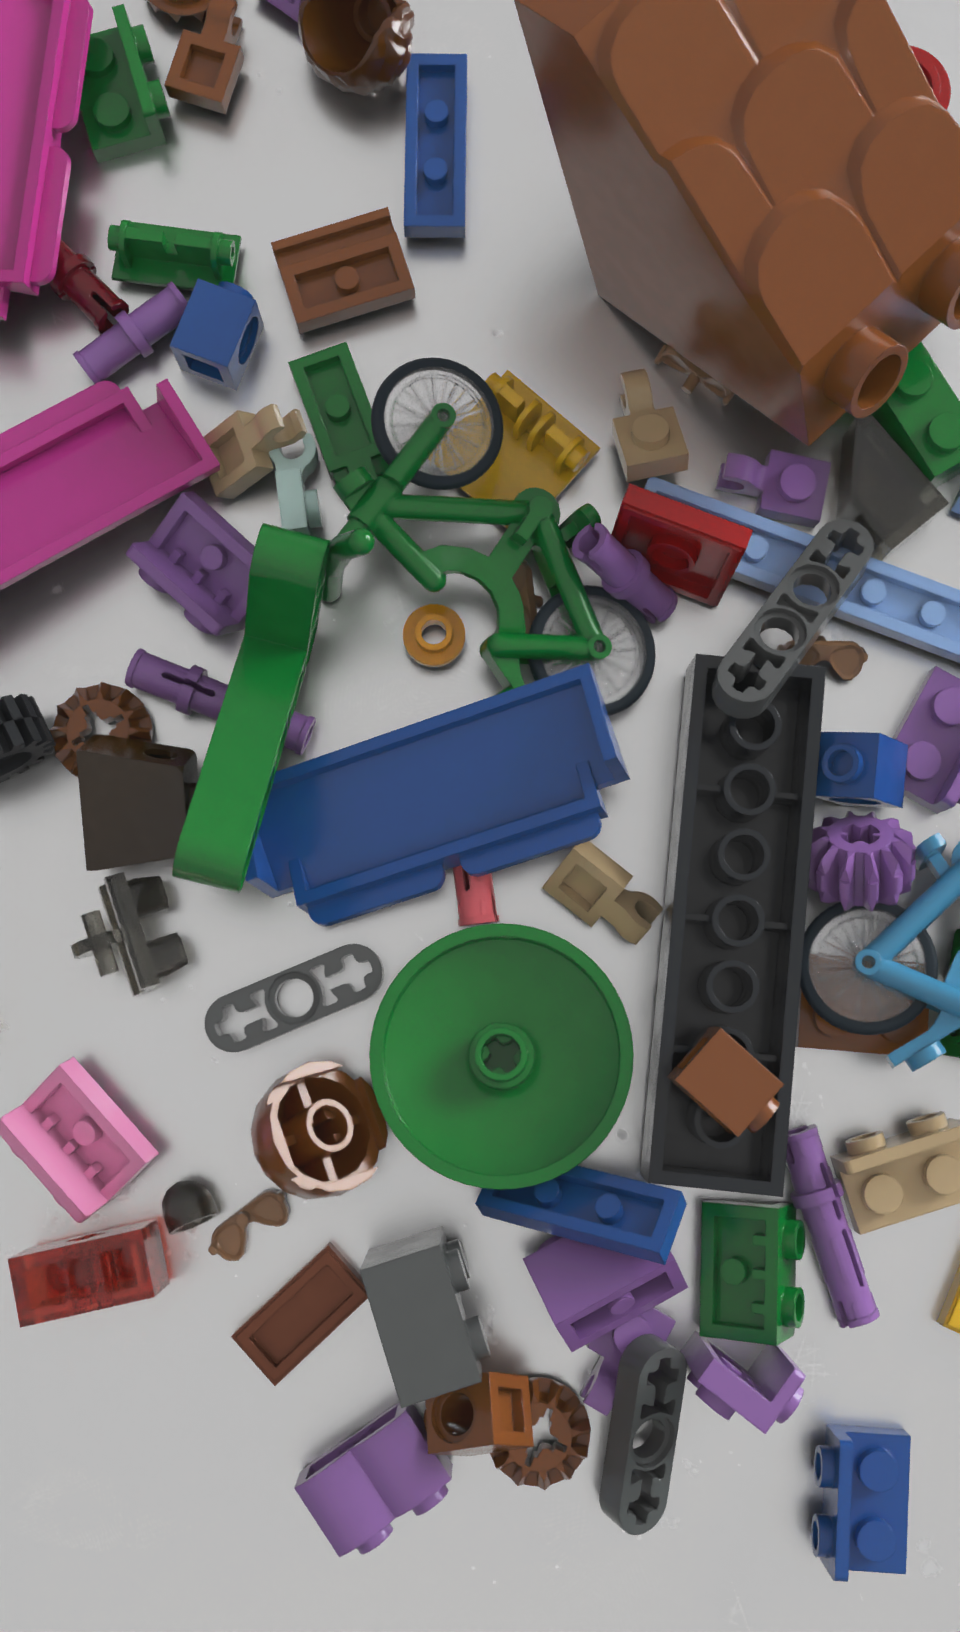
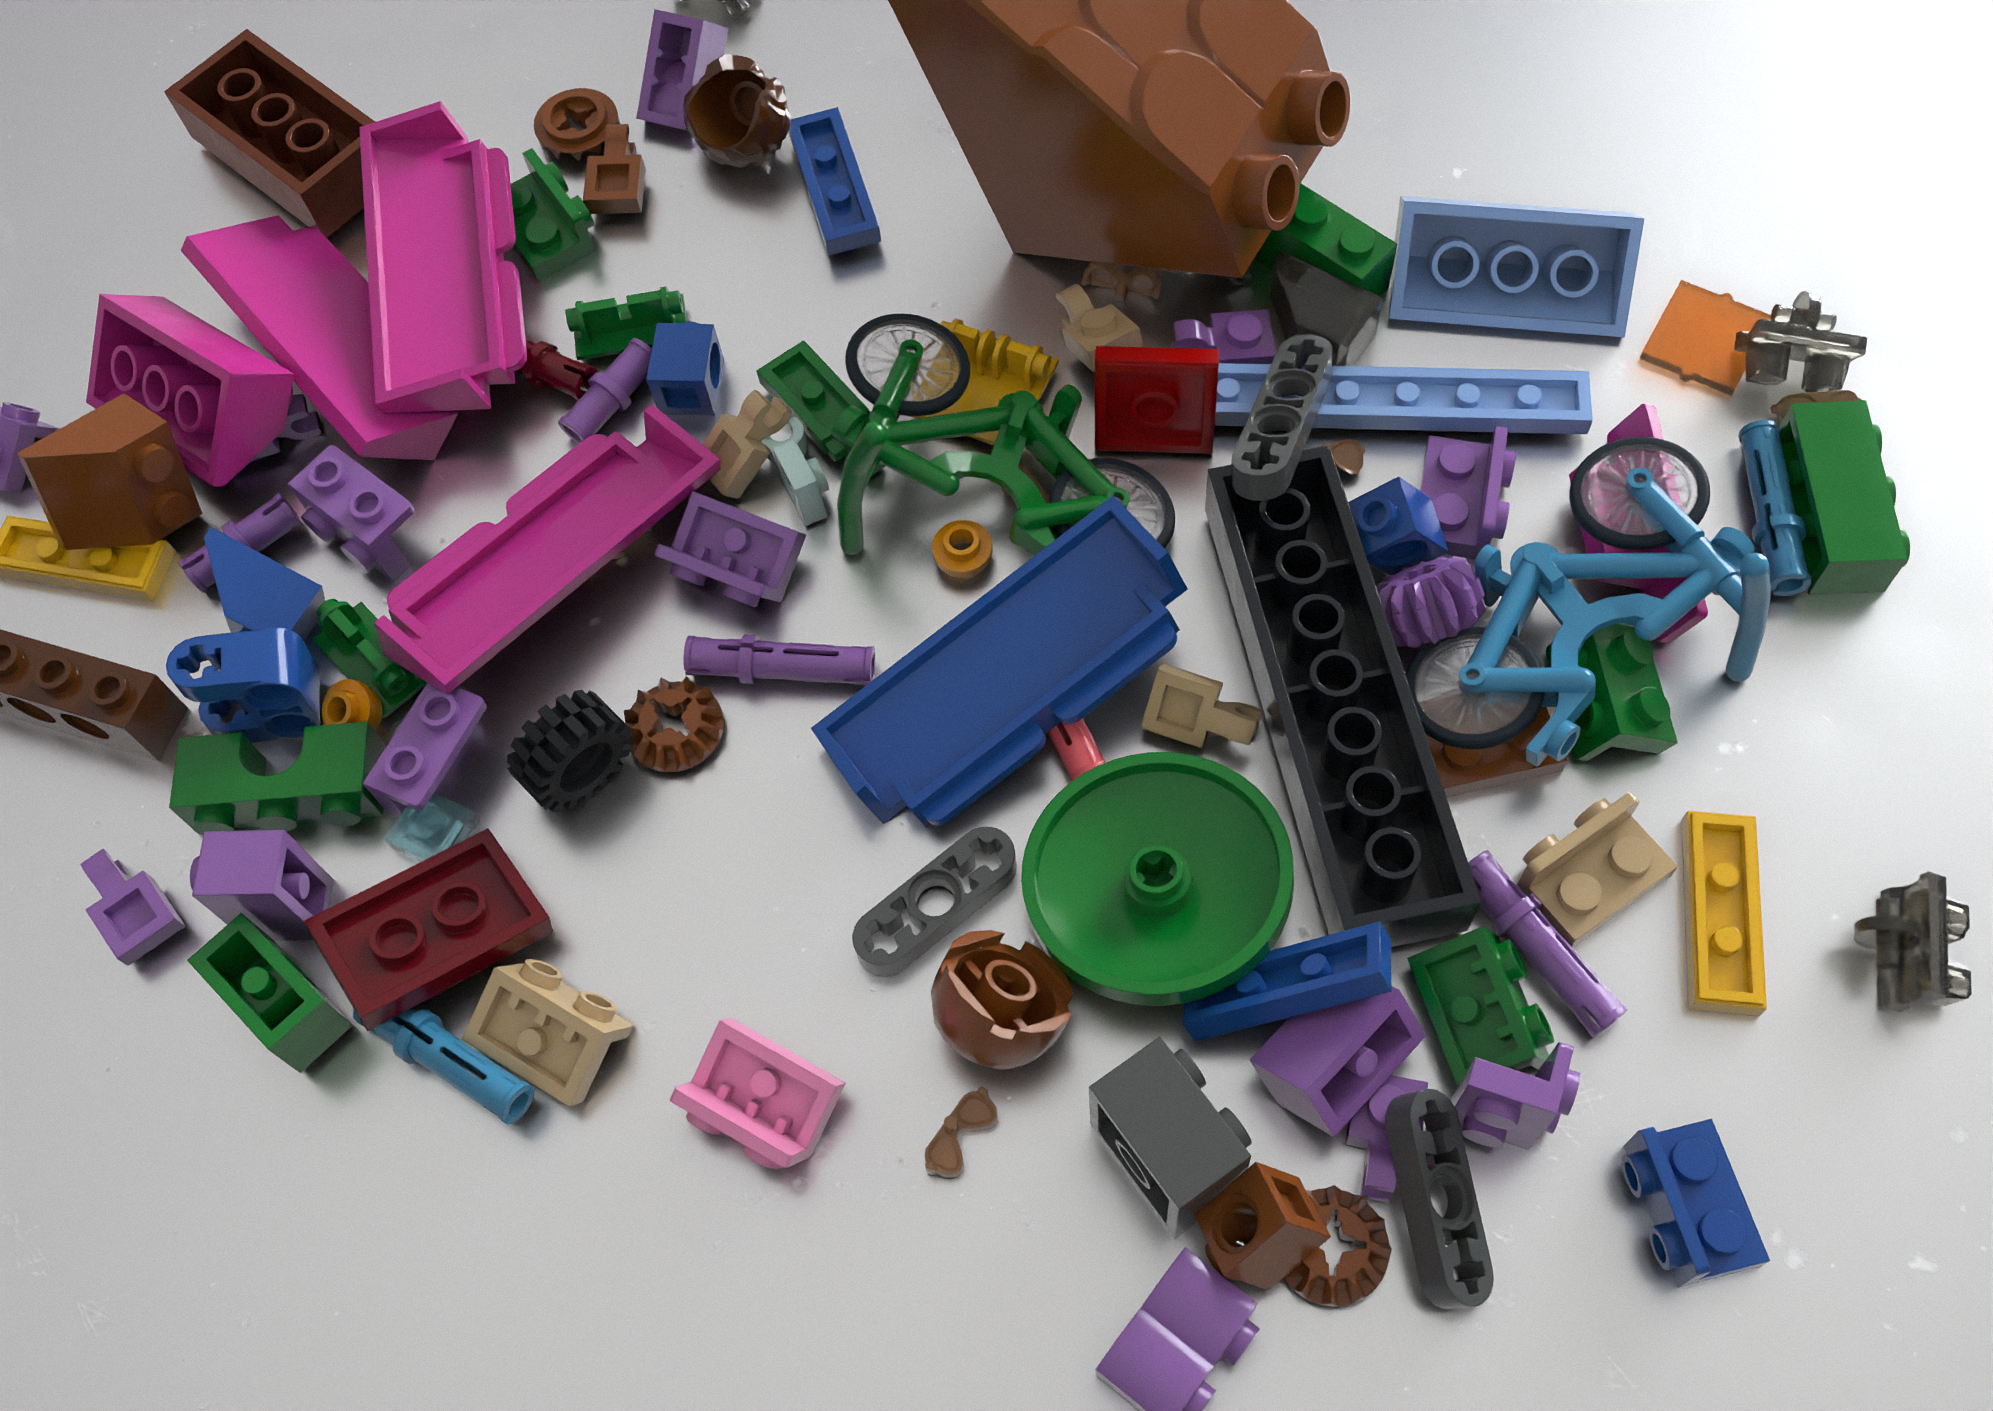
camera: 10 degrees left, 20 degrees down
(88, 1272) = (808, 1215): clear red brick -> none
(124, 906) = (748, 893): clear smoke hips -> none
(133, 799) = (735, 755): dark brown torso -> none
(187, 1206) = (892, 1132): clear smoke hinge -> none
(256, 710) = (818, 619): green beam -> none
(301, 1314) = (1043, 1205): copper tile -> none
(343, 270) = (782, 291): dark orange plate -> none
(624, 573) = (1118, 434): medium lavender pin -> none
(727, 1083) = (1382, 802): dark orange brick -> none

